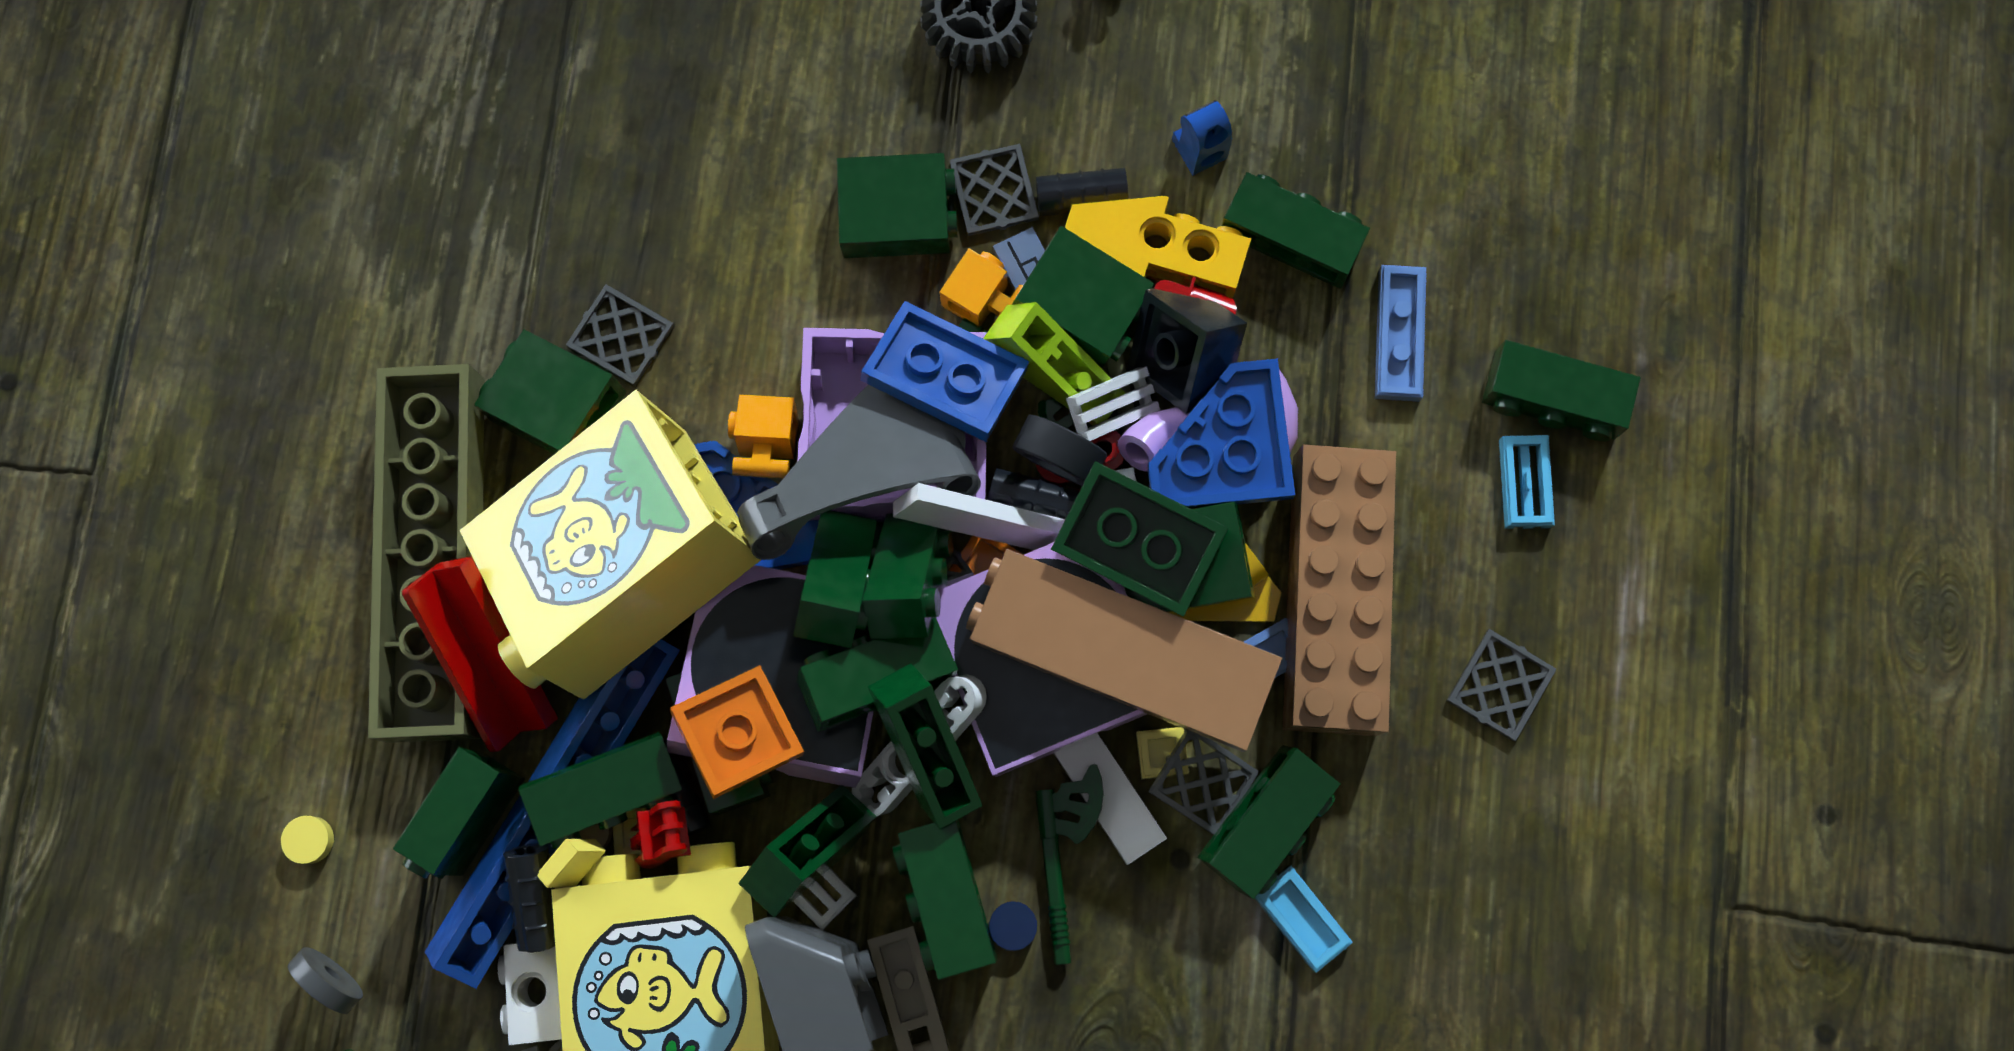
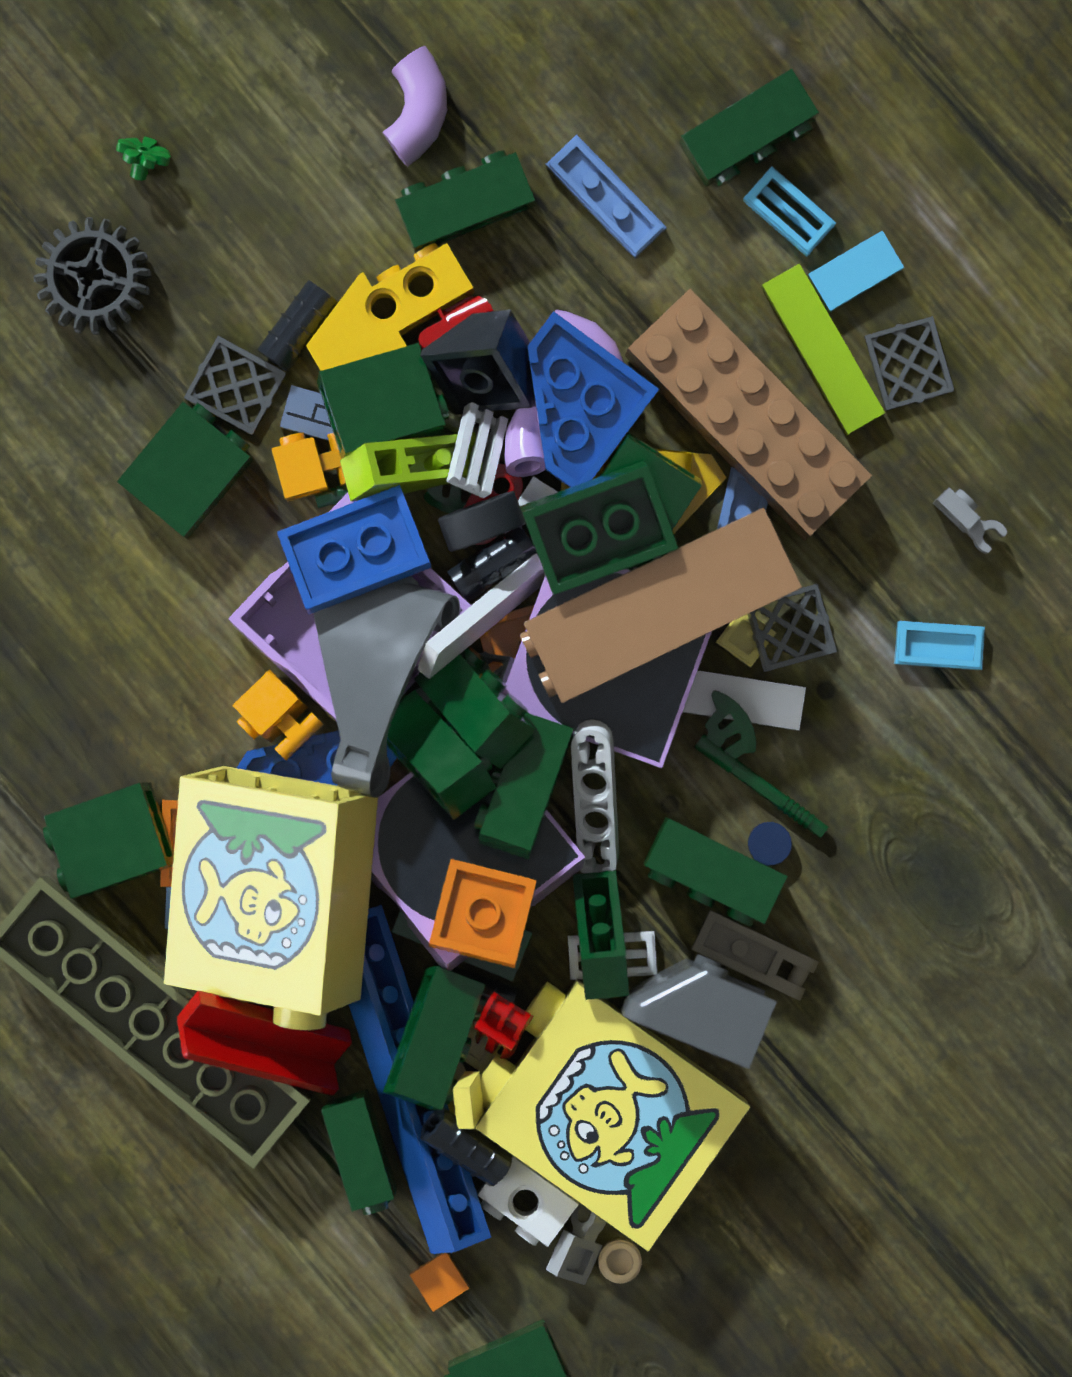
camera: 55 degrees left, 10 degrees up
(307, 839) = (277, 1273): light yellow tile -> none
(325, 980) = (392, 1335): dark grey piece -> none
(409, 980) = (439, 1281): none -> orange tile
(650, 352) = (68, 760): dark grey window -> none
(925, 745) = (606, 796): dark green brick -> none
(1204, 137) = (339, 204): blue leg -> none
(1270, 822) = (857, 609): dark green brick -> none
(1337, 136) = (423, 108): none -> lavender cylinder
(1426, 834) = (960, 510): none -> light grey plate
(1446, 606) = (823, 349): none -> lime tile
(1531, 575) = (855, 271): none -> medium azure tile

